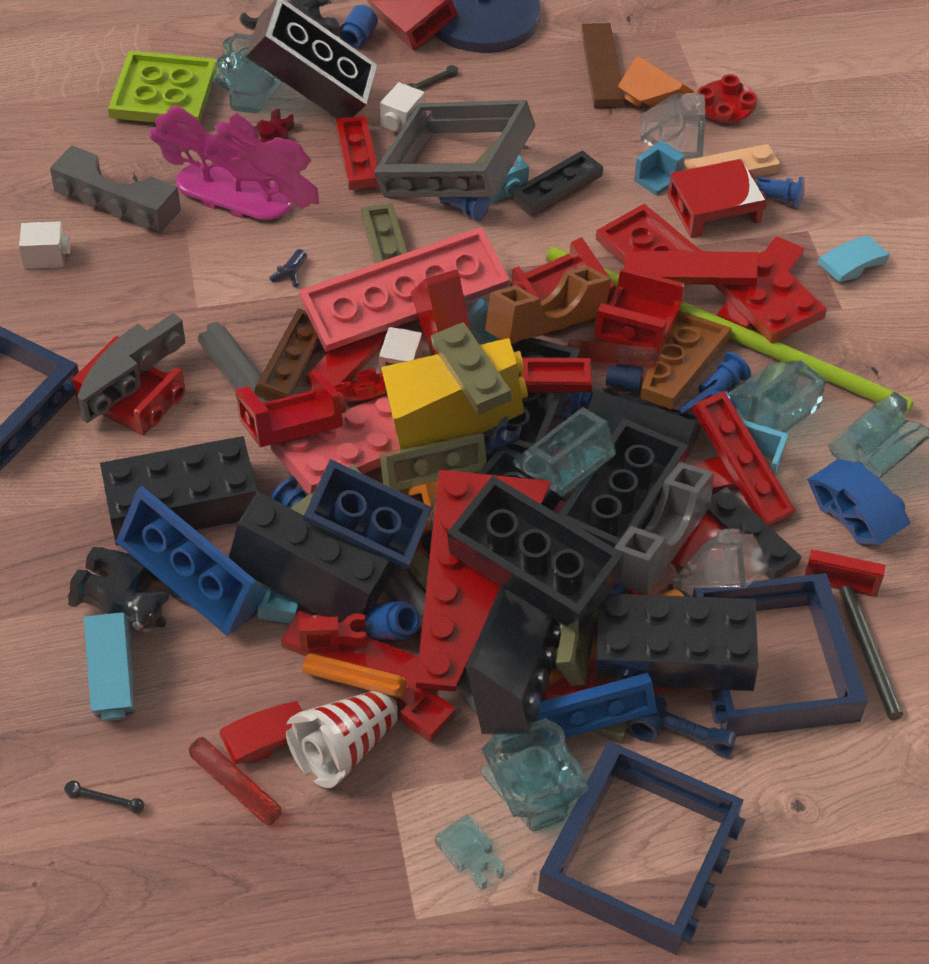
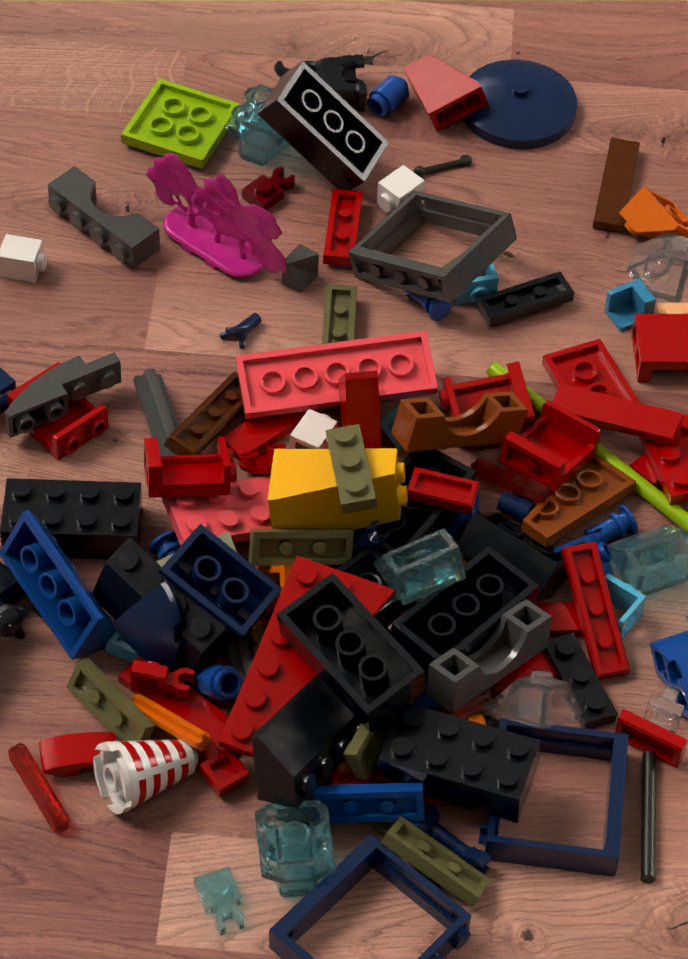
camera: 15 degrees right, 0 degrees up
(282, 671) = (109, 703): none -> olive plate
(309, 578) = (152, 627): none -> dark blue brick
(331, 198) = (300, 268): none -> dark grey slope
(683, 752) = (436, 861): none -> olive plate
(848, 540) = (664, 710): none -> clear tile

